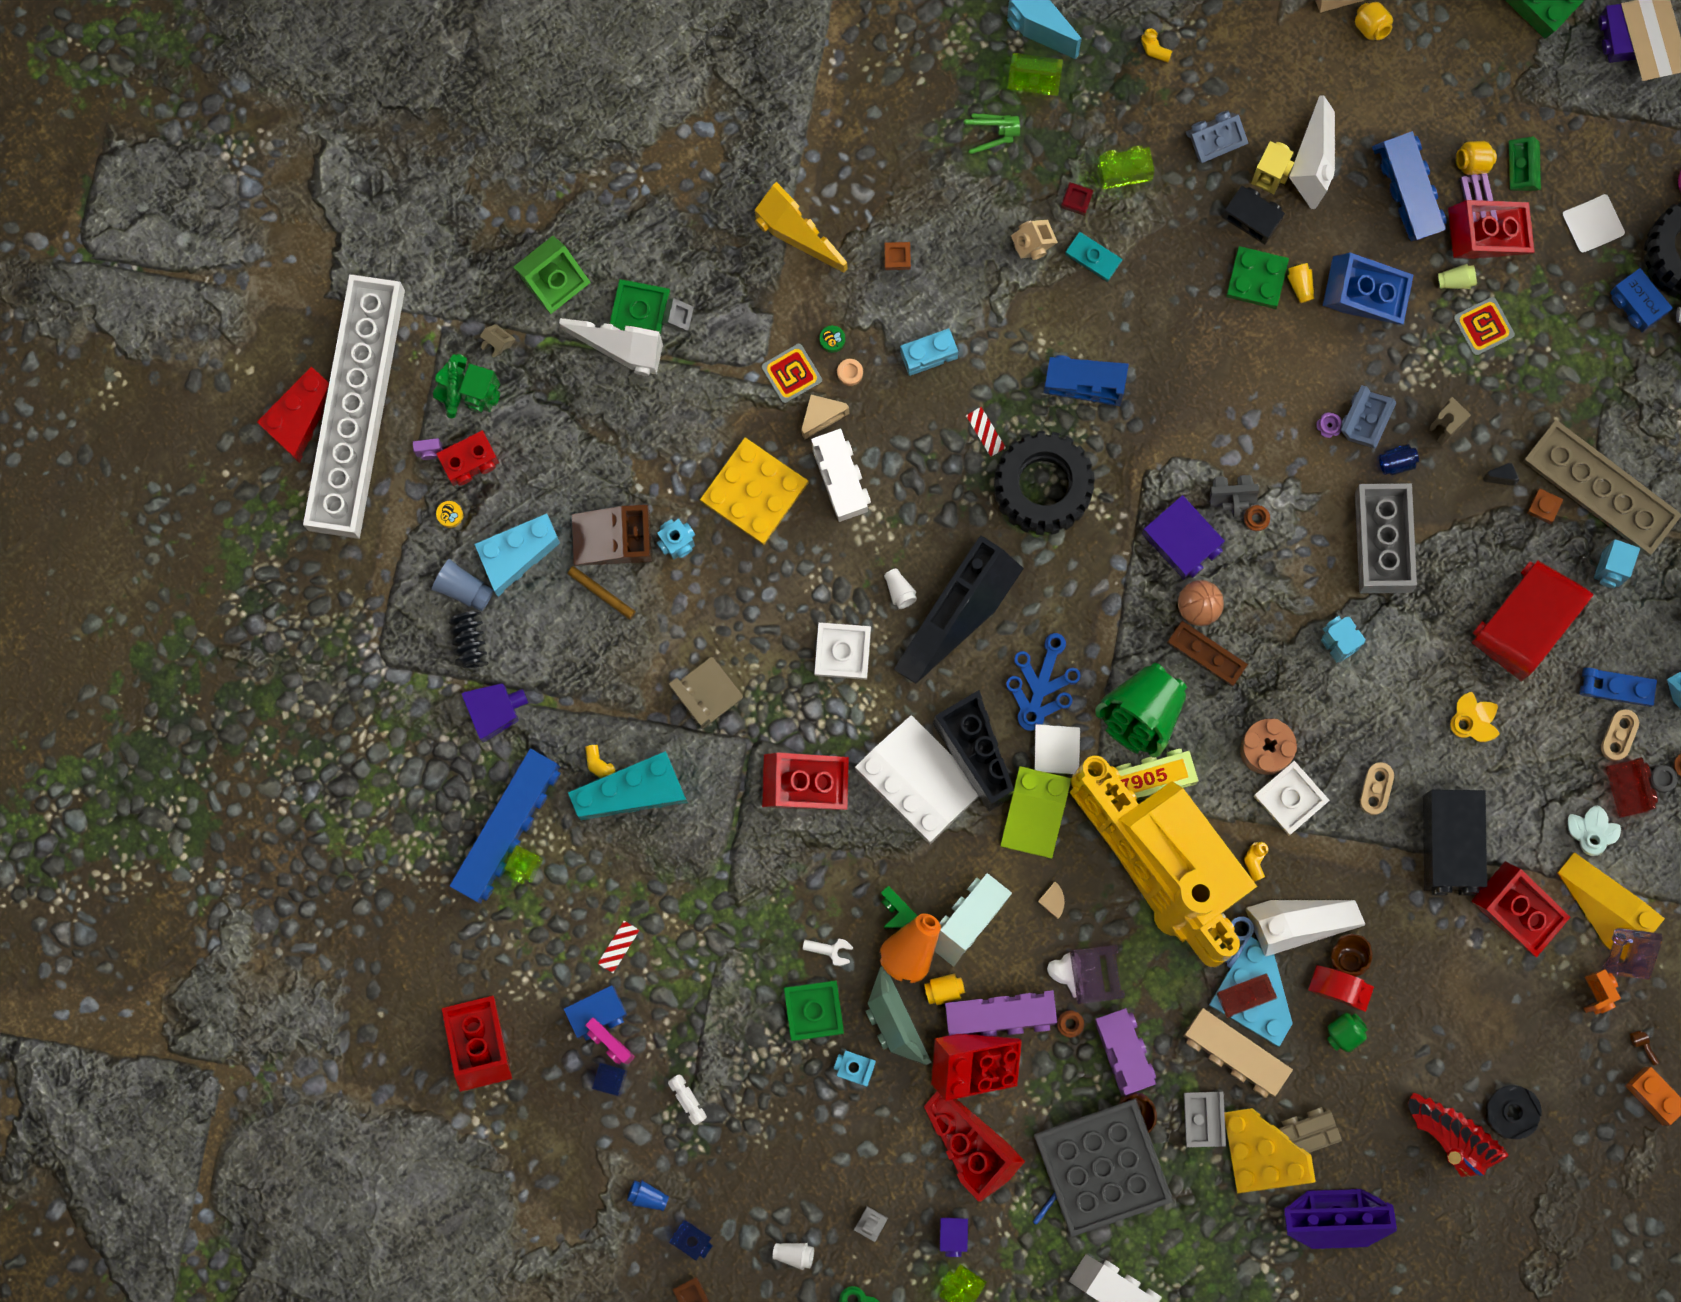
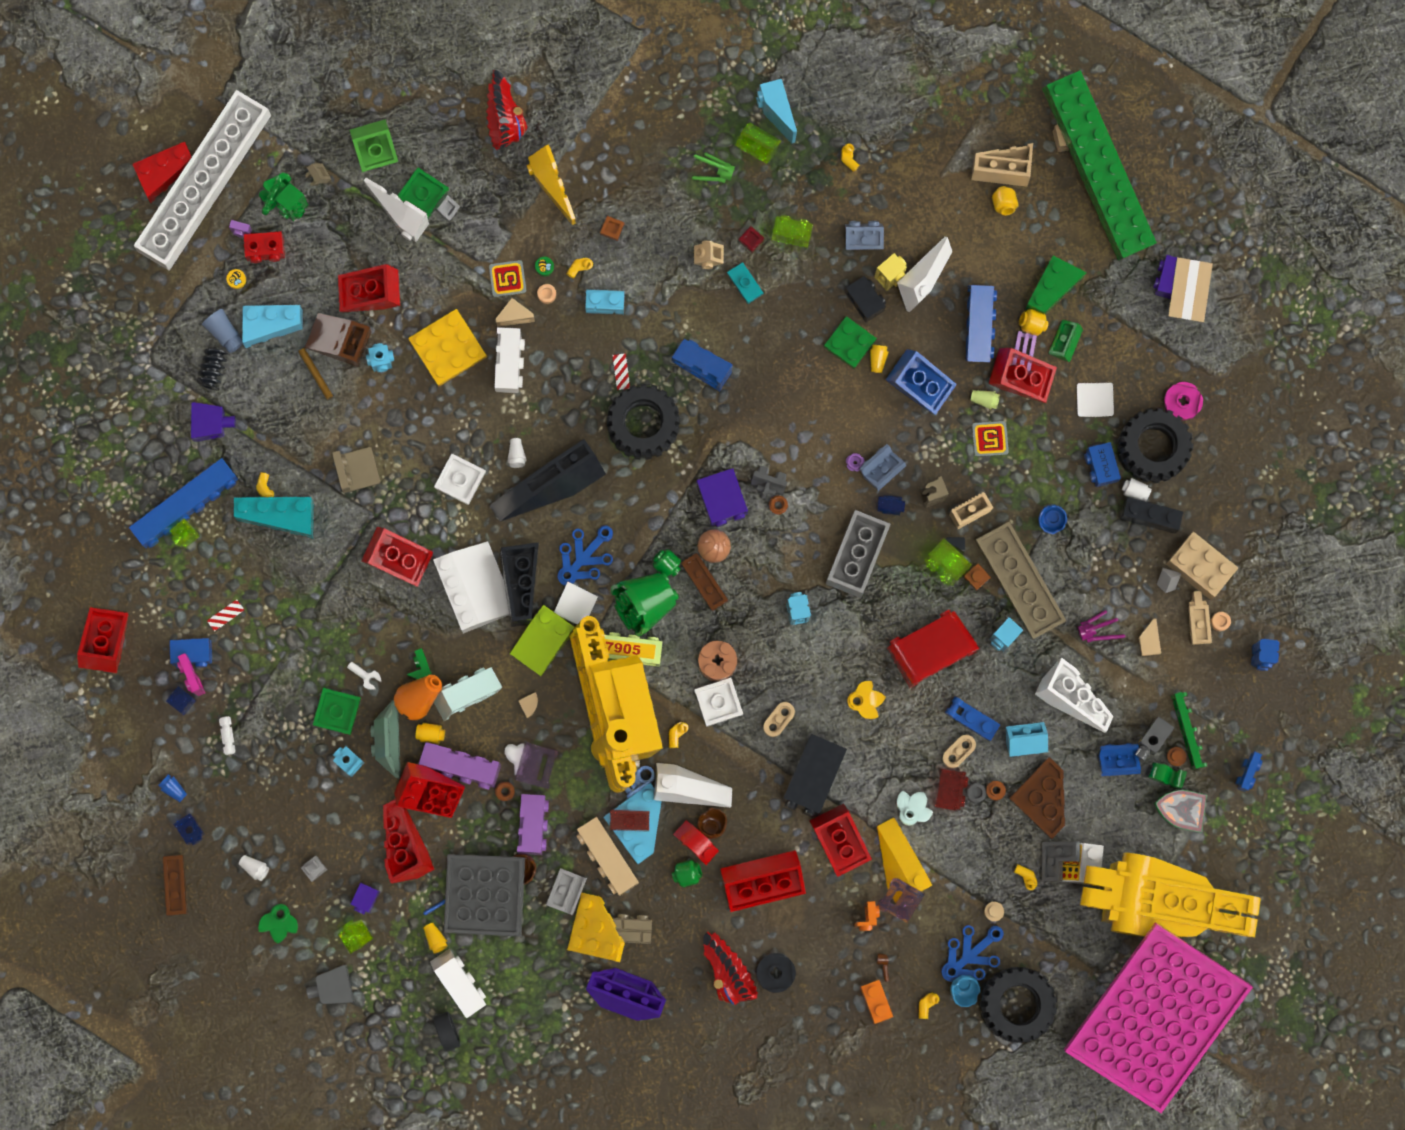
camera: 10 degrees right, 0 degrees up
(624, 458) = (369, 289): none -> red slope
(701, 169) = (504, 116): none -> red piece
(875, 319) = (579, 265): none -> yellow arm
(1064, 1249) = (435, 939): none -> yellow cone
(1149, 648) = (666, 562): none -> green head
(1446, 1001) = (763, 881): none -> red slope
(1480, 100) = (1054, 285): none -> green wedge
(1502, 425) = (970, 510): none -> tan brick
(1504, 503) = (947, 563): none -> clear neon green brick
(1608, 394) = (1052, 519): none -> blue hair

